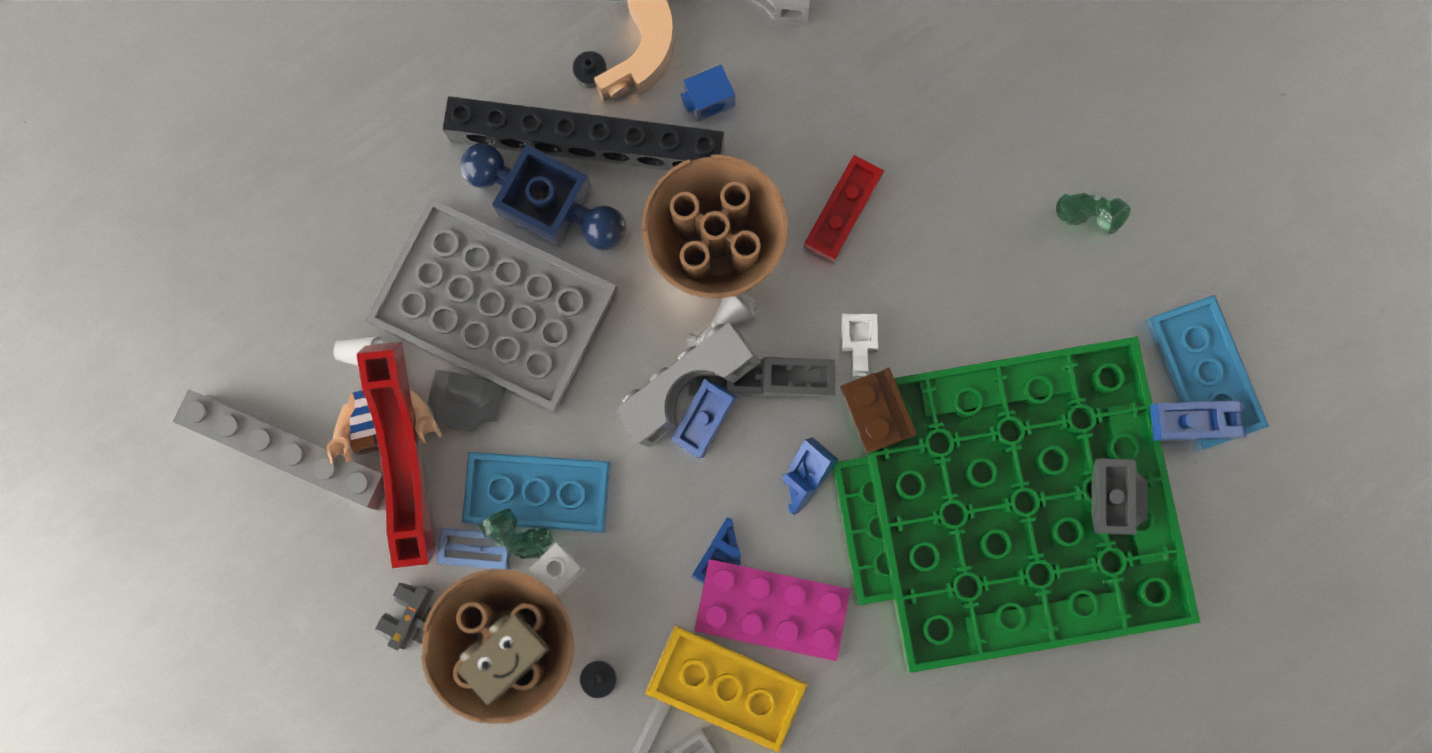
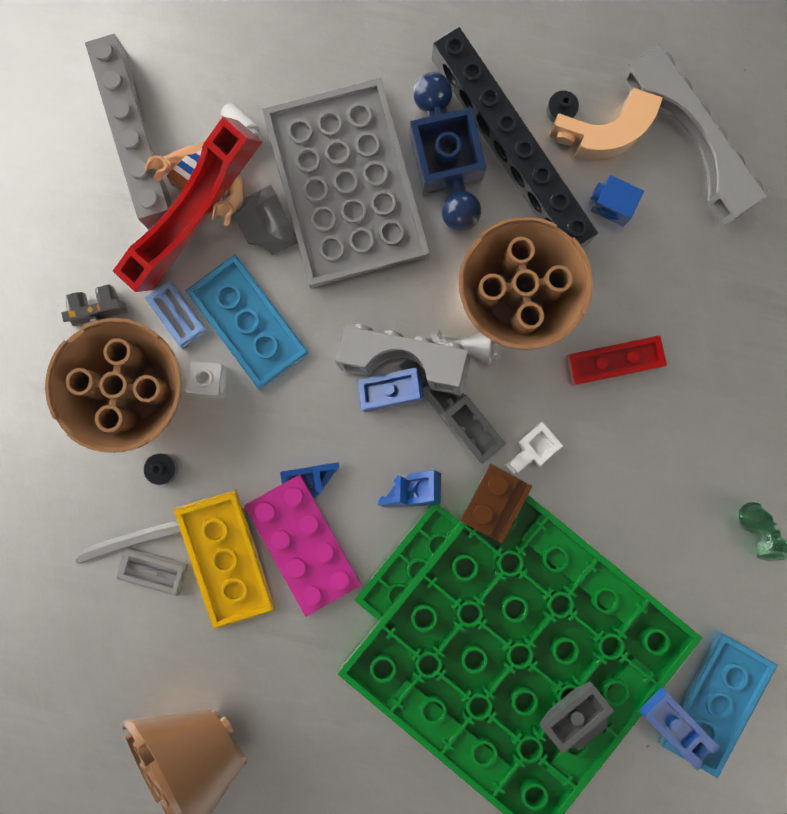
camera: 40 degrees right, 5 degrees up
(502, 658) = (104, 396): dark tan brick -> none
(524, 544) = (205, 345): clear green arm -> none

